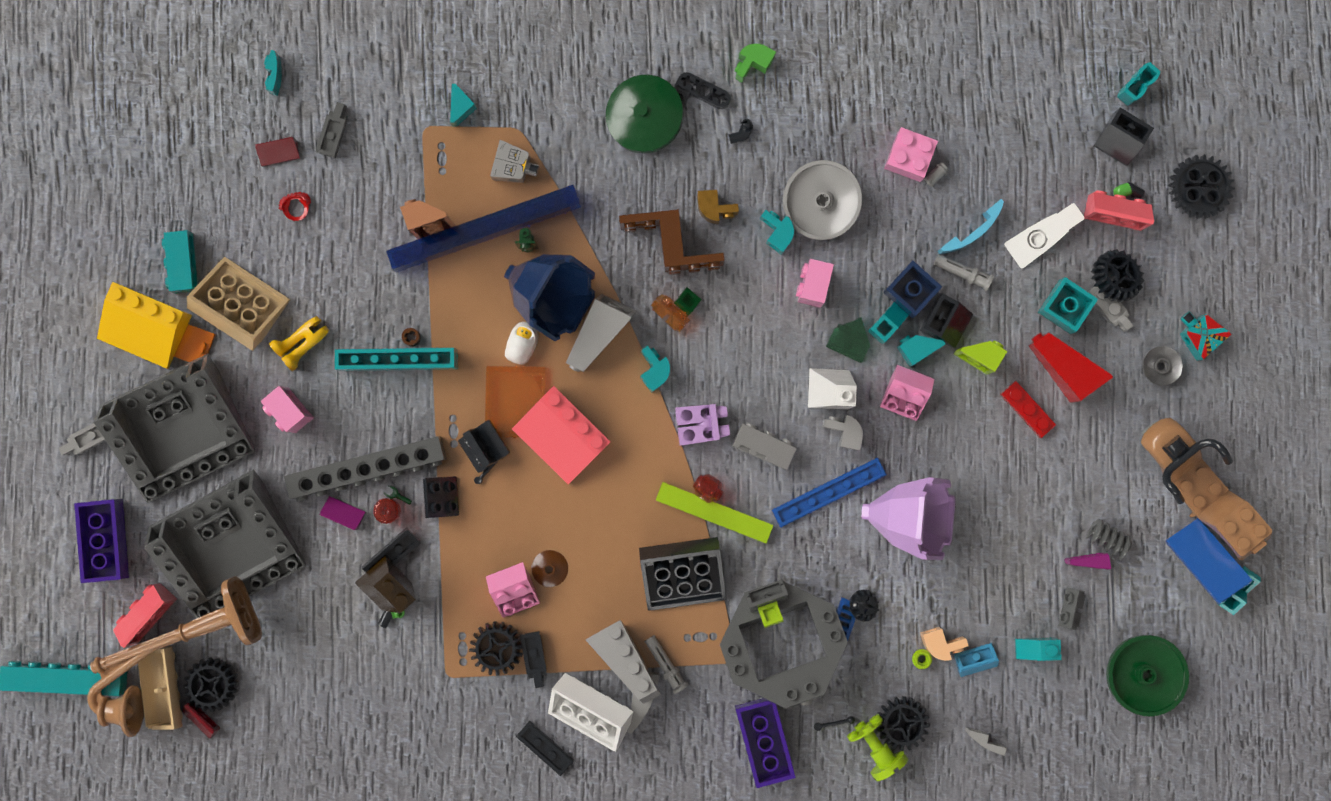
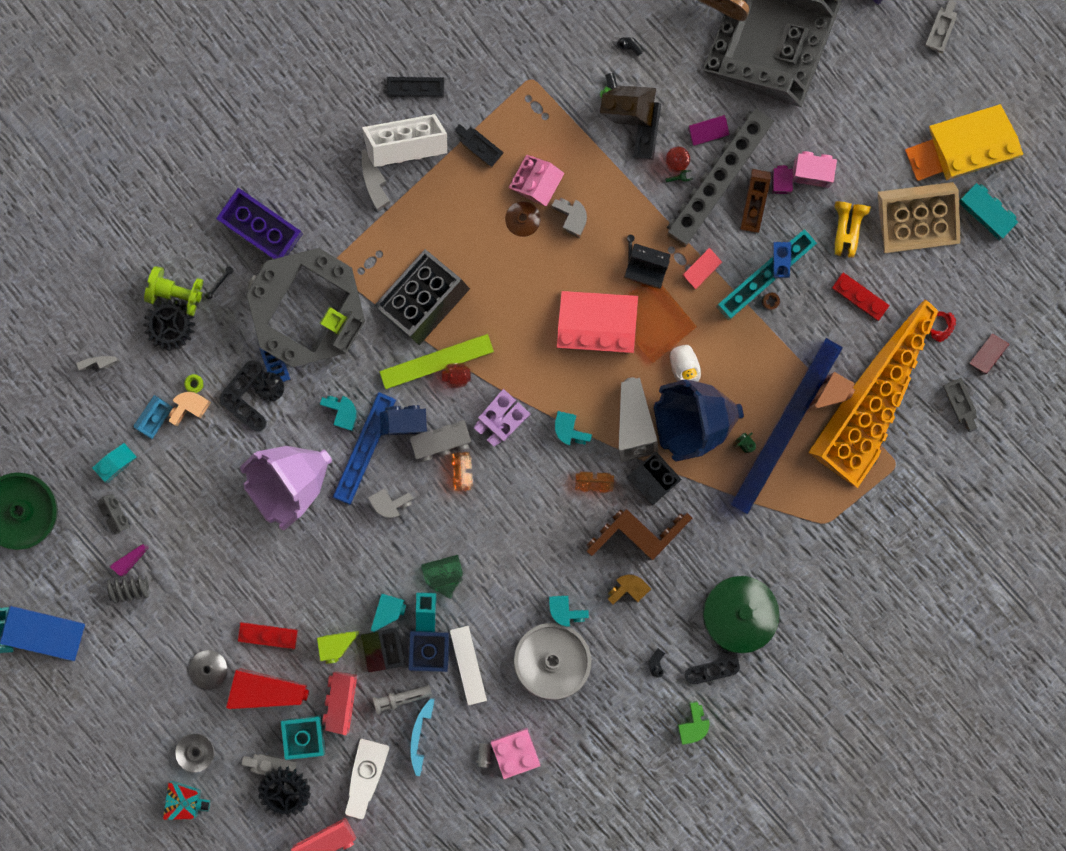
camera: 135 degrees right, 0 degrees up
(175, 428) = (884, 88): dark grey slope -> none
(273, 66) = (1048, 415): teal slope -> none
(319, 424) = (782, 180): none -> magenta brick
(338, 281) = (860, 296): none -> red plate
(344, 636) = (630, 43): none -> black arm
(353, 426) = (755, 200): none -> reddish brown slope
(373, 359) = (781, 259): none -> blue leg
(436, 177) = (860, 424): none -> light orange wedge
(440, 497) = (647, 202): black bracket -> none
(442, 408) = (702, 269): none -> coral slope
(460, 106) = (883, 503): teal slope -> none
(498, 656) = (504, 124): black gear -> none
(505, 534) = (576, 215): none -> light grey brick
(512, 164) = (806, 492): light grey torso -> none
(622, 275) = (654, 478): none -> black slope
(622, 656) = (414, 199): light grey wedge -> none
(671, 674) = (370, 215): light grey pin -> none
(687, 301) = (589, 501): dark green plate -> none
(763, 416) = (461, 479): none -> clear orange hinge
(781, 485) = (403, 421): none -> dark blue brick
(815, 282) = (505, 593): bright pink brick -> none
(819, 533) = (346, 414): none -> teal brick
(831, 389) = (427, 524): white slope -> none
(889, 254) = (468, 665): none -> white tile
(893, 620) = (237, 394): none -> black beam
(907, 392) = (368, 571): bright pink slope -> none
(1016, 308) = (340, 702): none -> coral slope
(1087, 423) = (217, 666): none -> flat silver dish
(1203, 492) = (92, 683): medium nougat piece -> none

